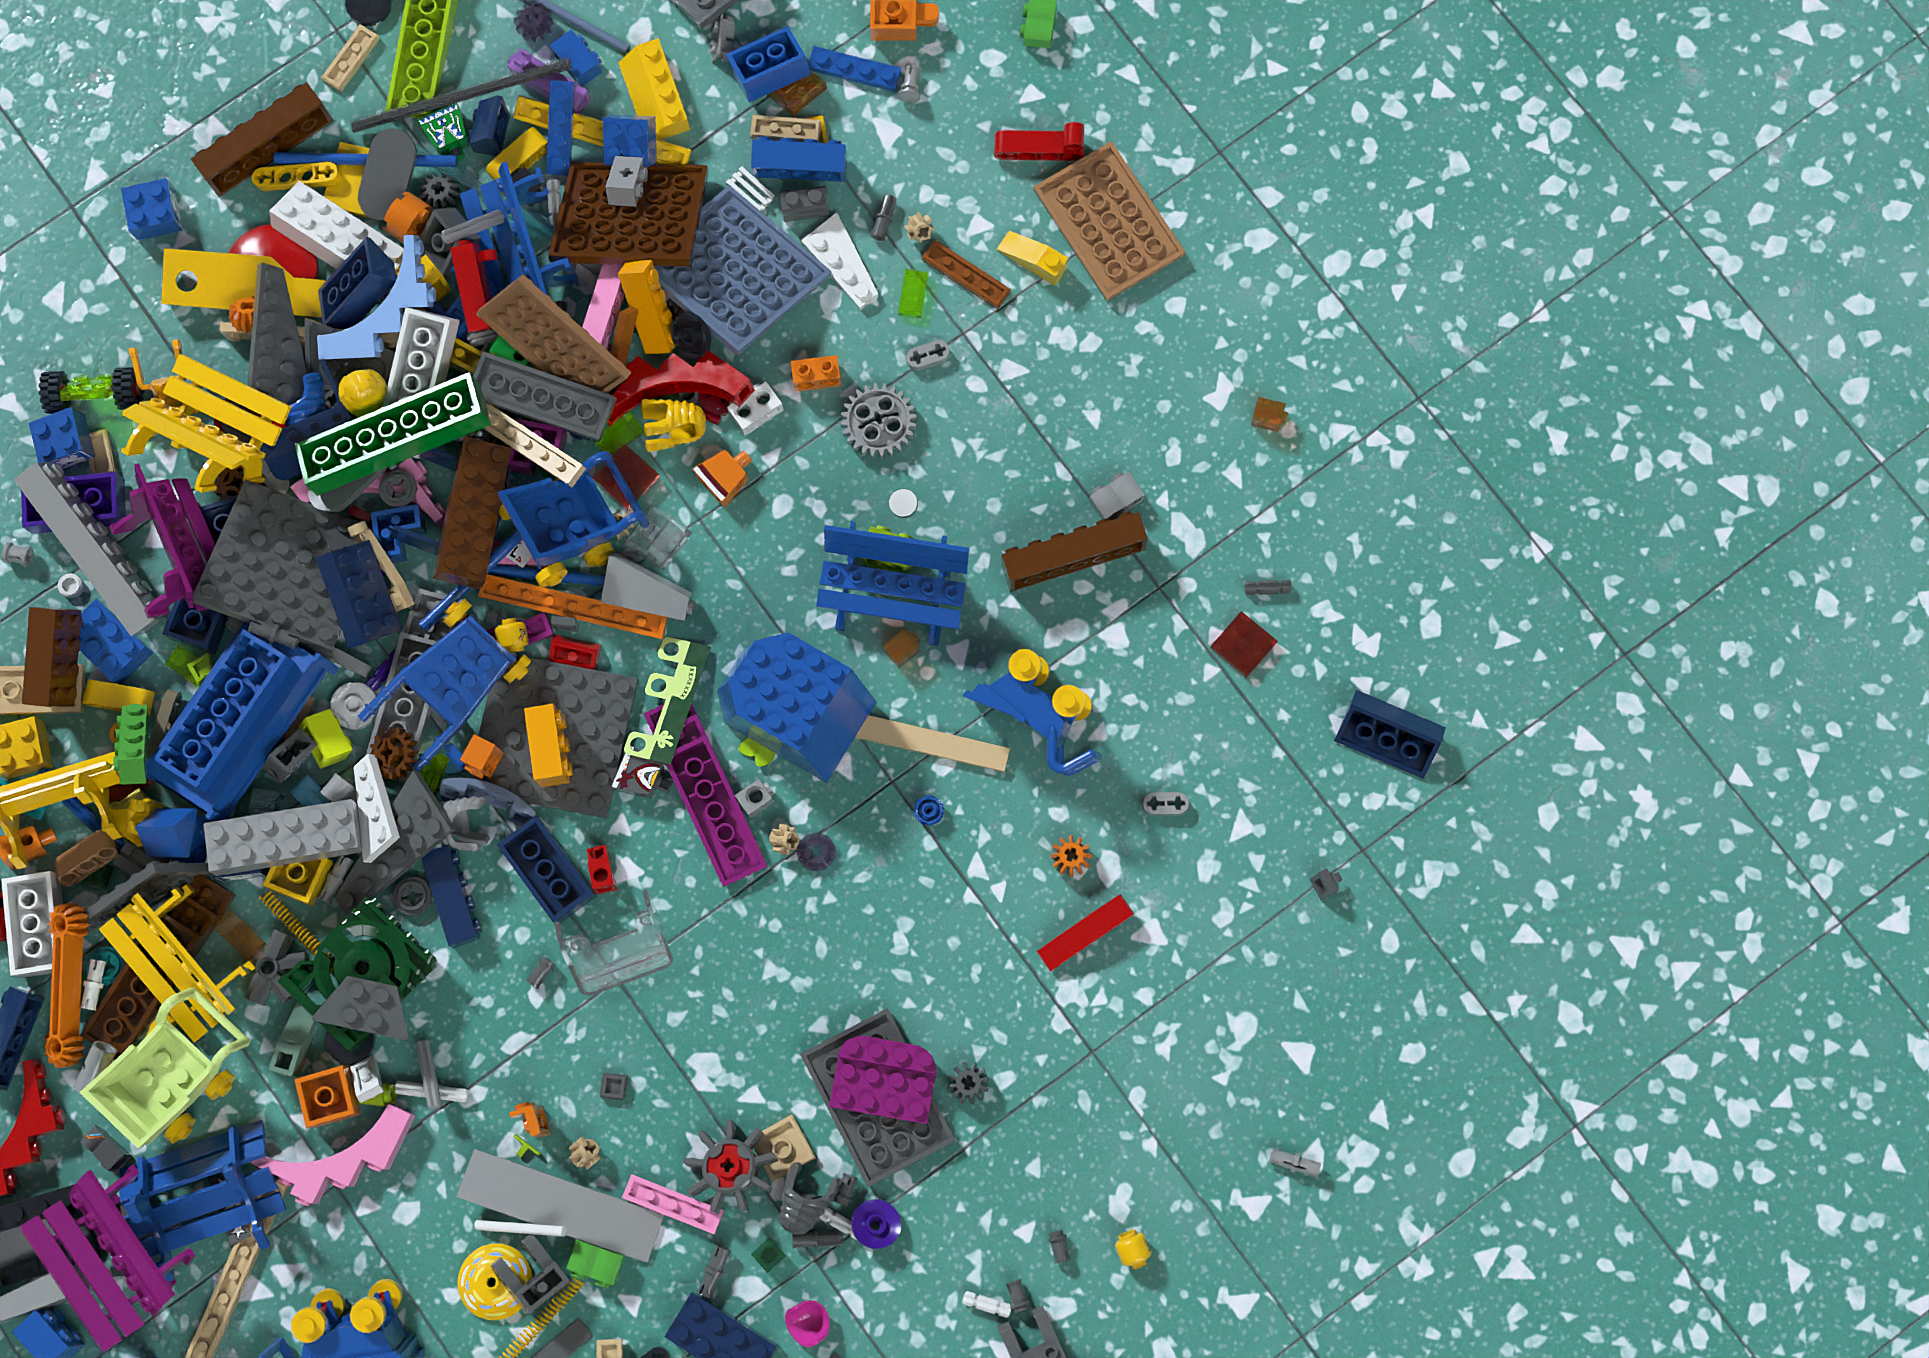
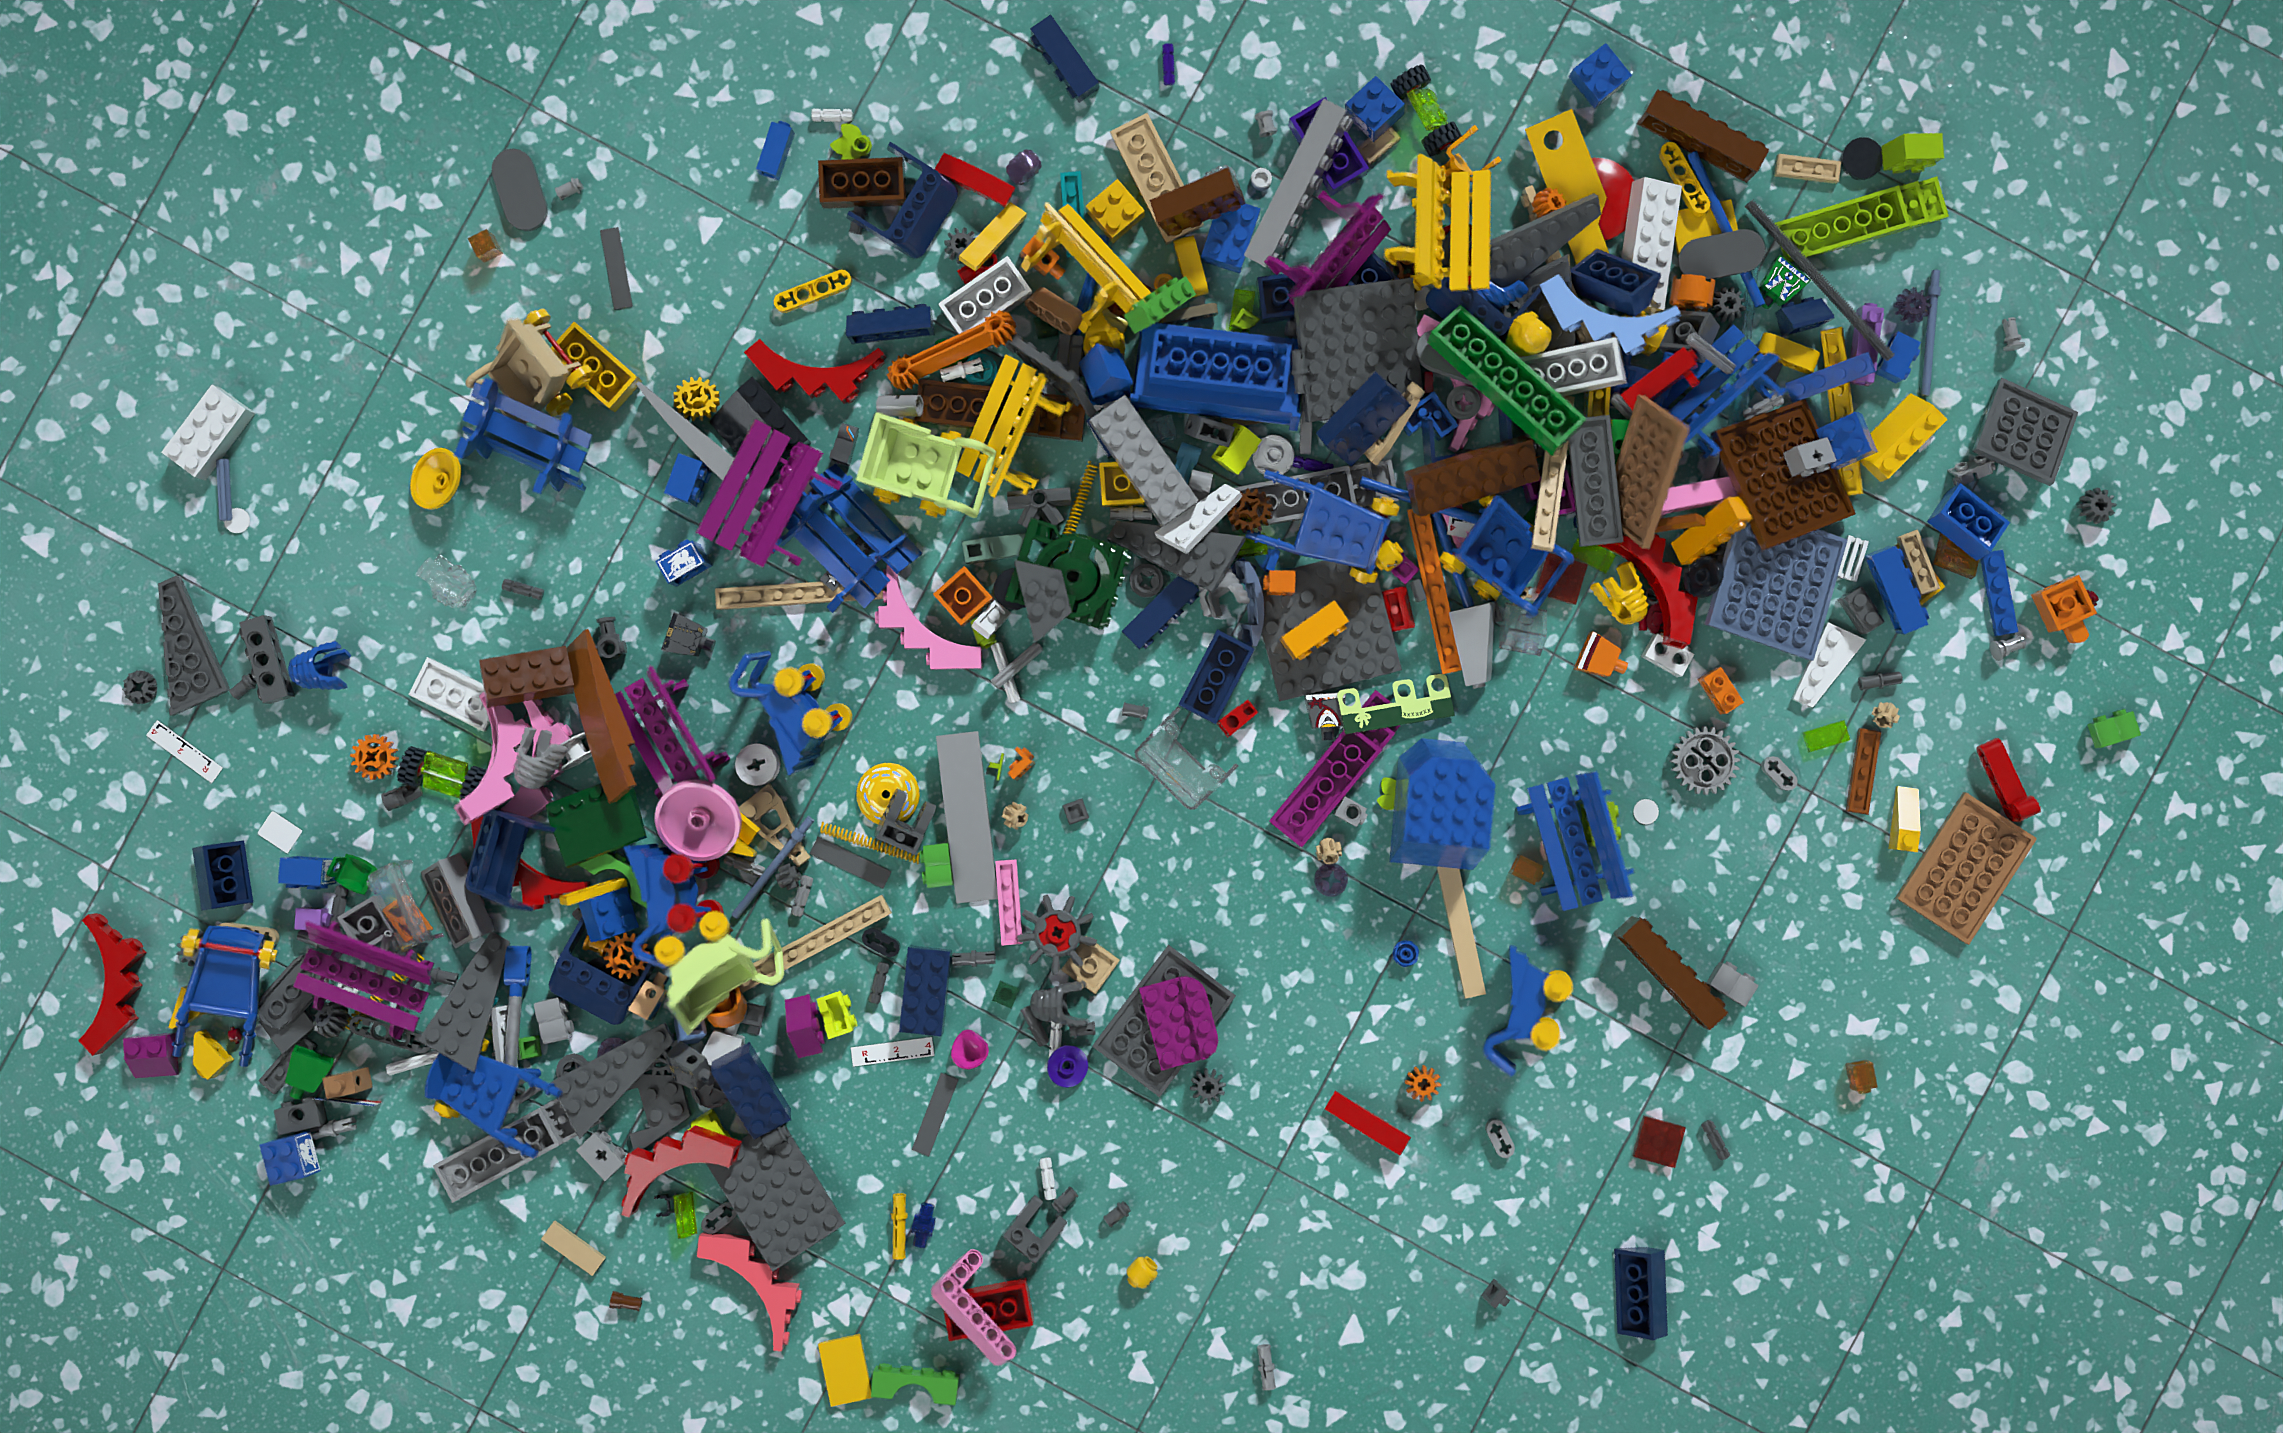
camera: 65 degrees right, 10 degrees up
(239, 935) = (1052, 461): clear orange plate -> none
(523, 1228) = (936, 796): white bar -> none

